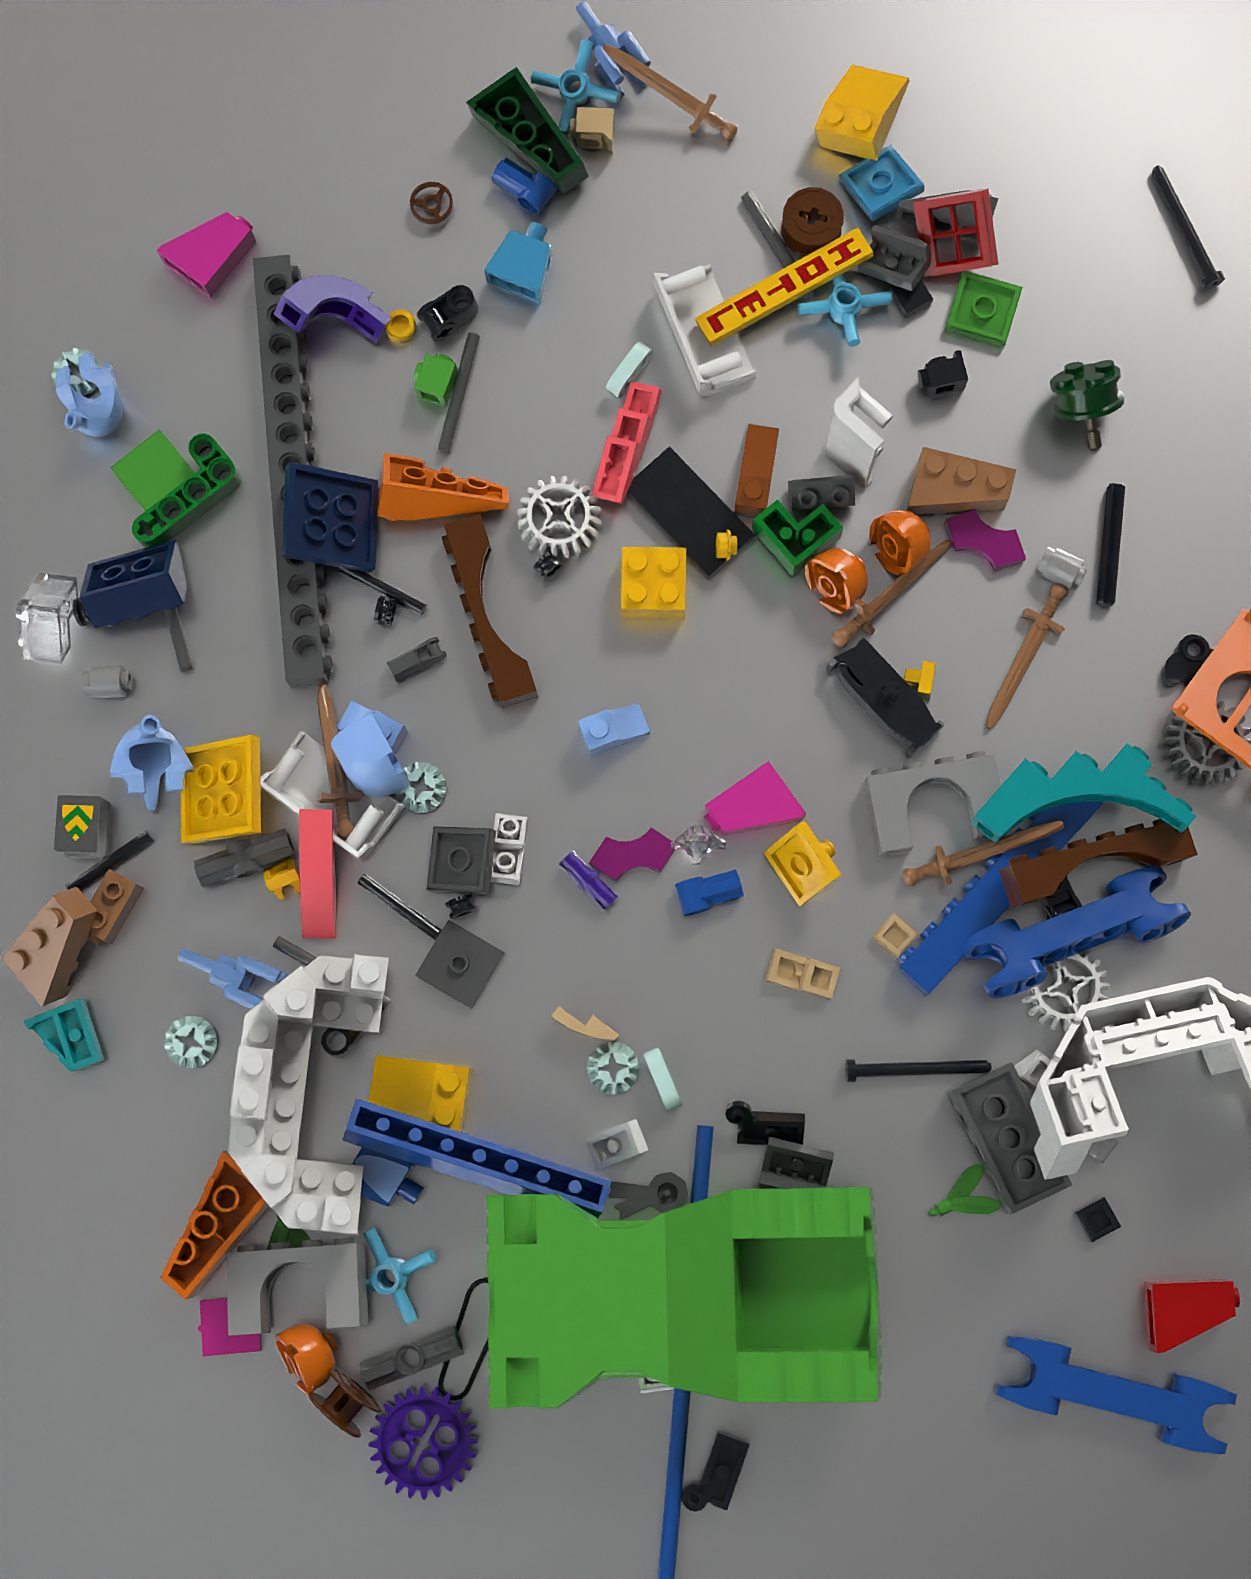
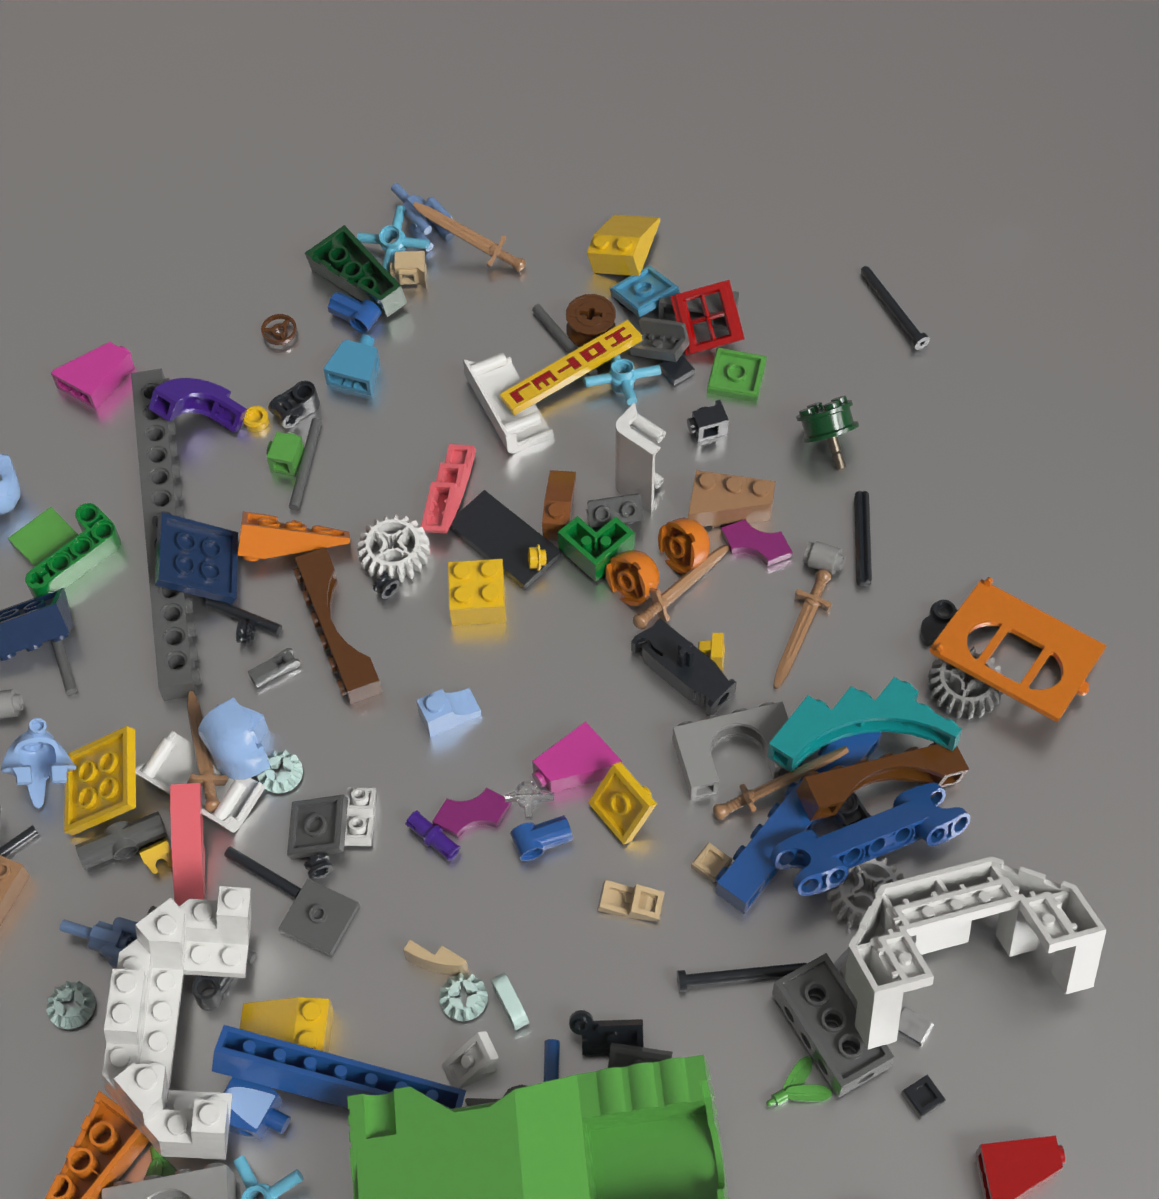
camera: 10 degrees left, 20 degrees down
(629, 369) = (447, 434): light aqua beam -> none

